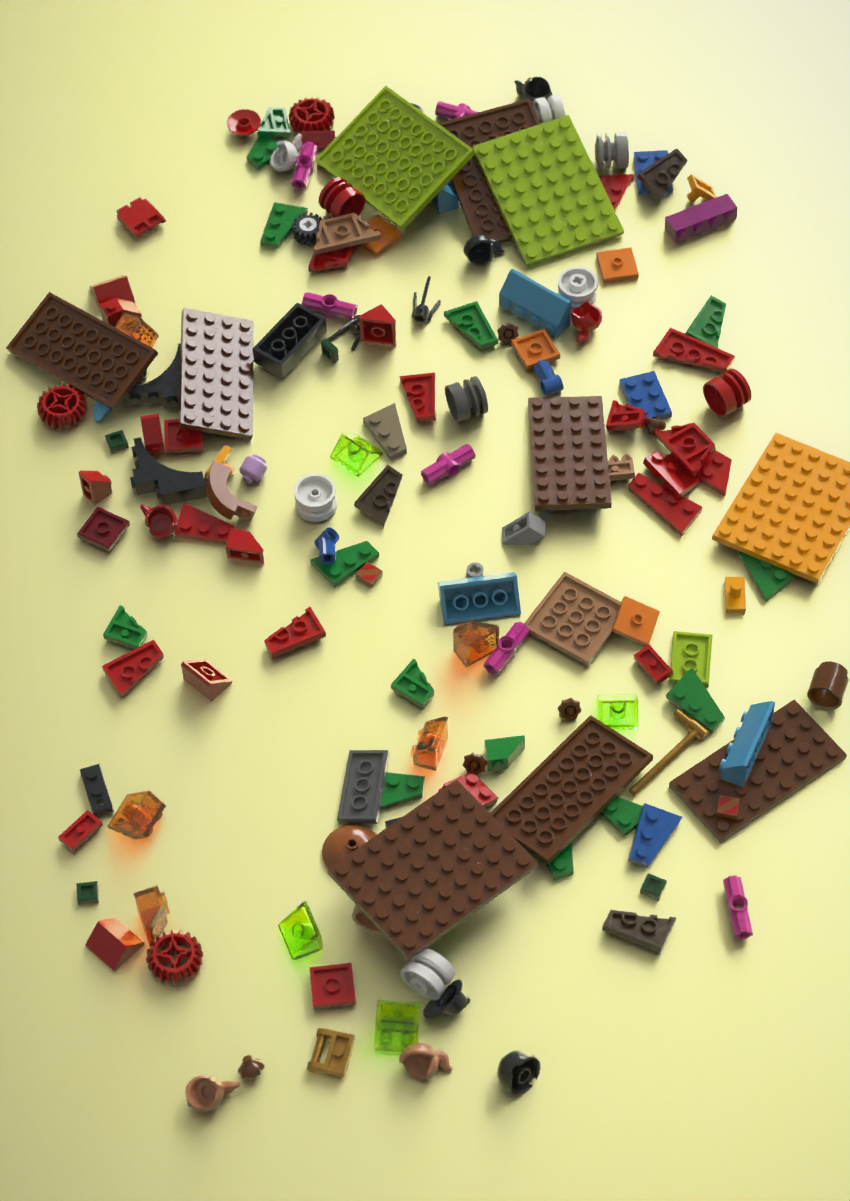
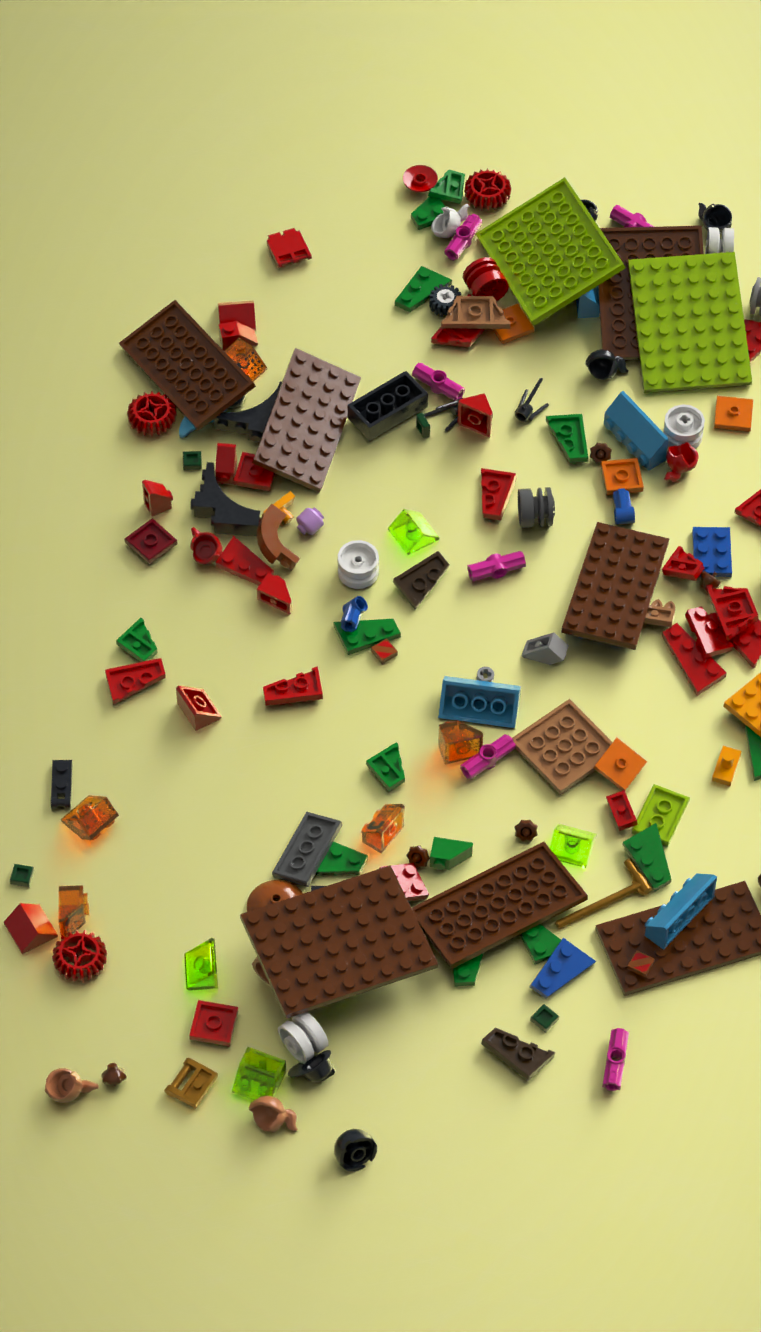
camera: 15 degrees right, 0 degrees up
(80, 831) = (34, 817): red plate -> none
(319, 138) = (486, 213): red plate -> none
(387, 431) = (450, 517): dark tan wing -> none

